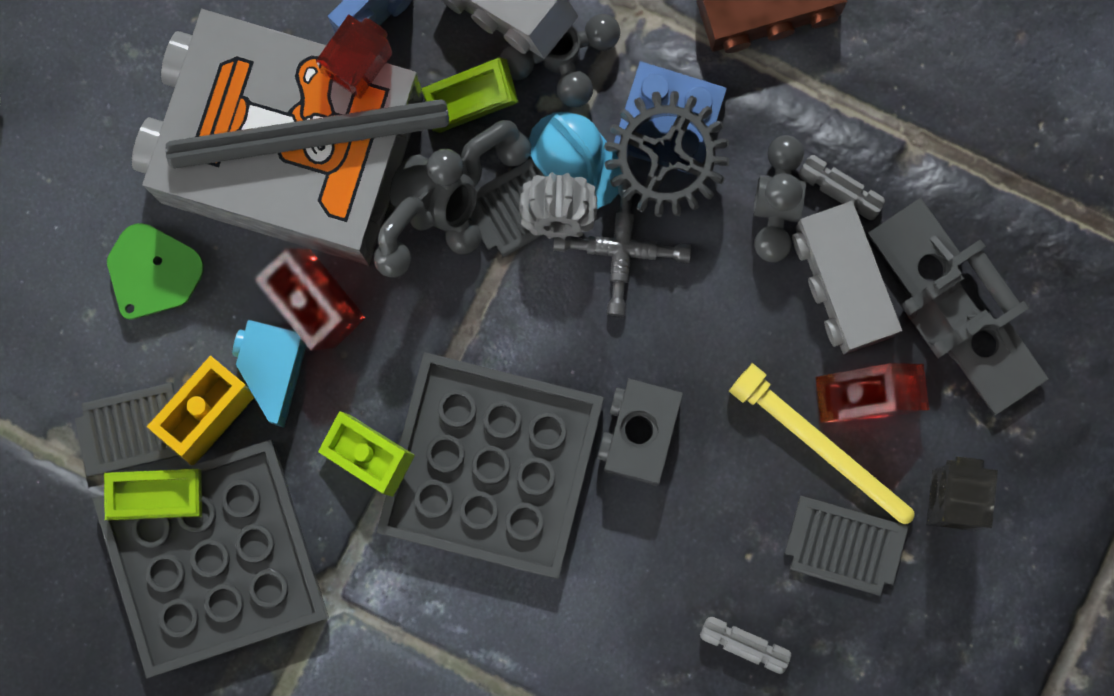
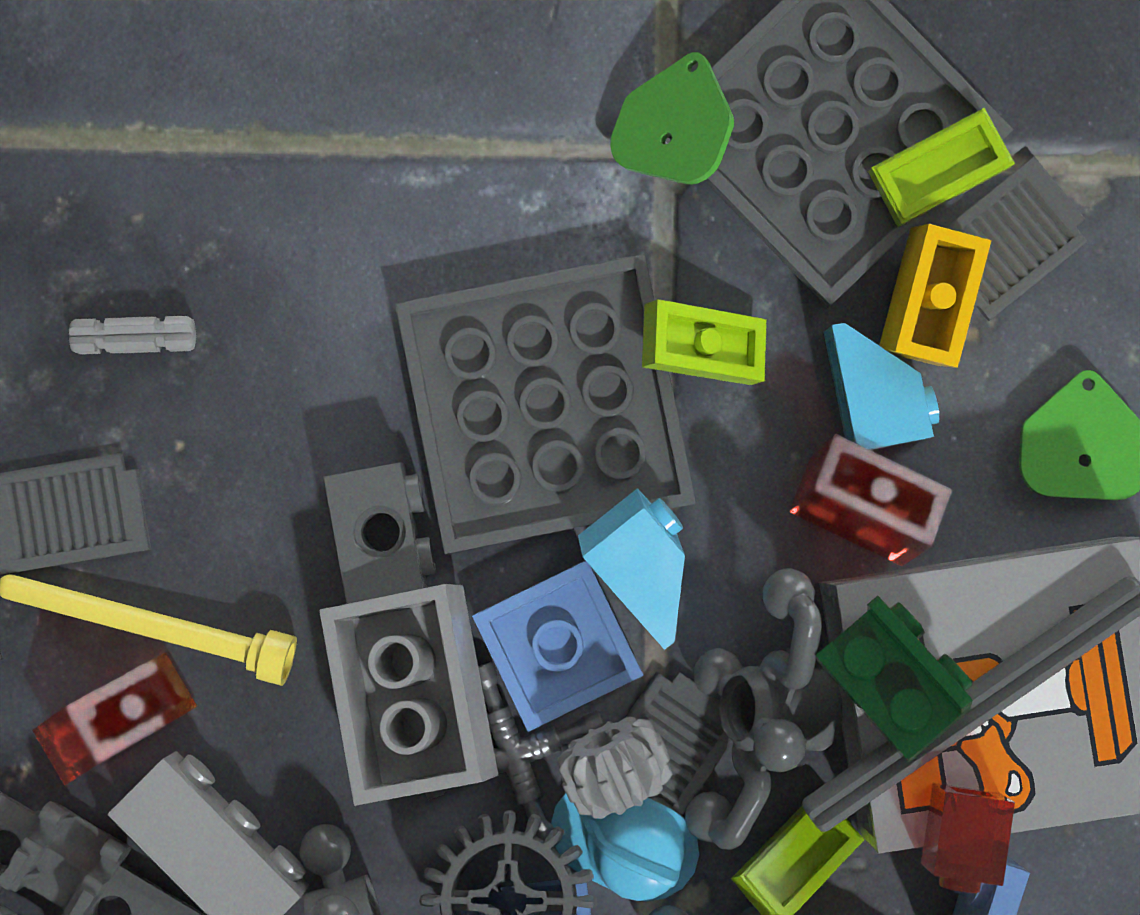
camera: 155 degrees right, 5 degrees up
(303, 618) = (677, 105): none -> bright green piece
(350, 172) = (896, 678): none -> dark green bracket
(477, 330) = (640, 560): none -> medium azure slope
(558, 303) = (557, 645): none -> medium blue plate
(669, 314) = (408, 693): none -> light grey brick

